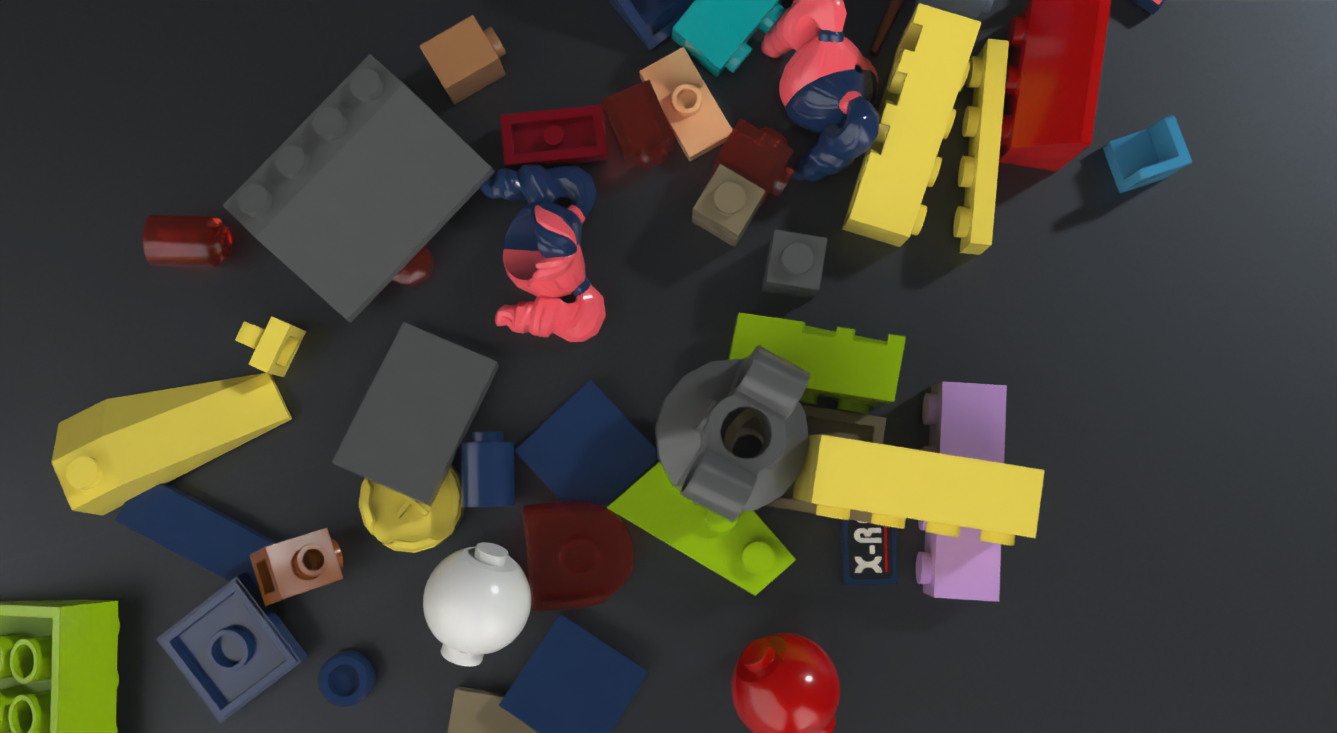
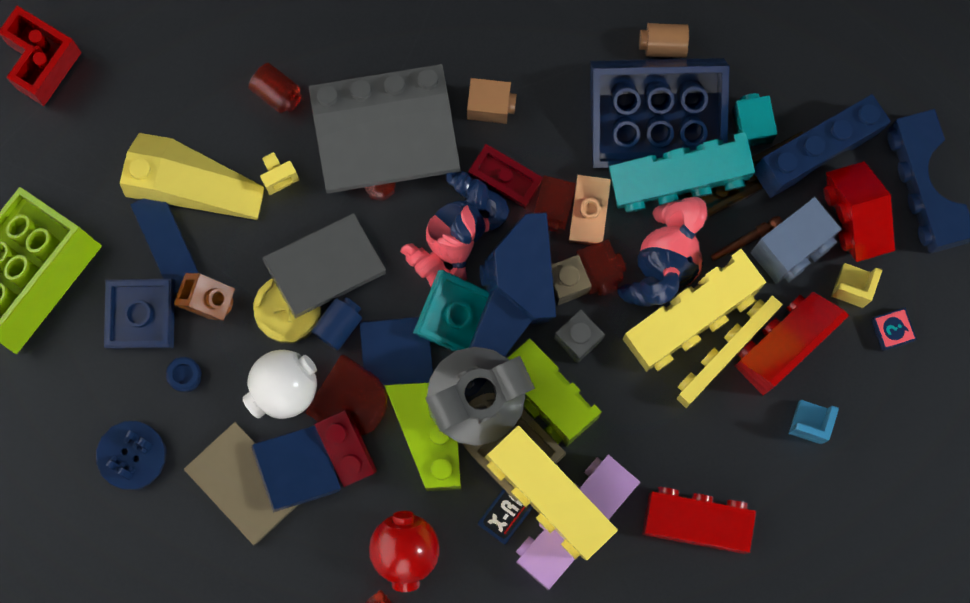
camera: 35 degrees right, 5 degrees down
(615, 616) = (345, 447): none -> dark red plate
(624, 349) = (451, 312): none -> teal tile
(676, 256) = (518, 288): none -> dark blue slope
(1106, 377) = (699, 521): none -> red brick

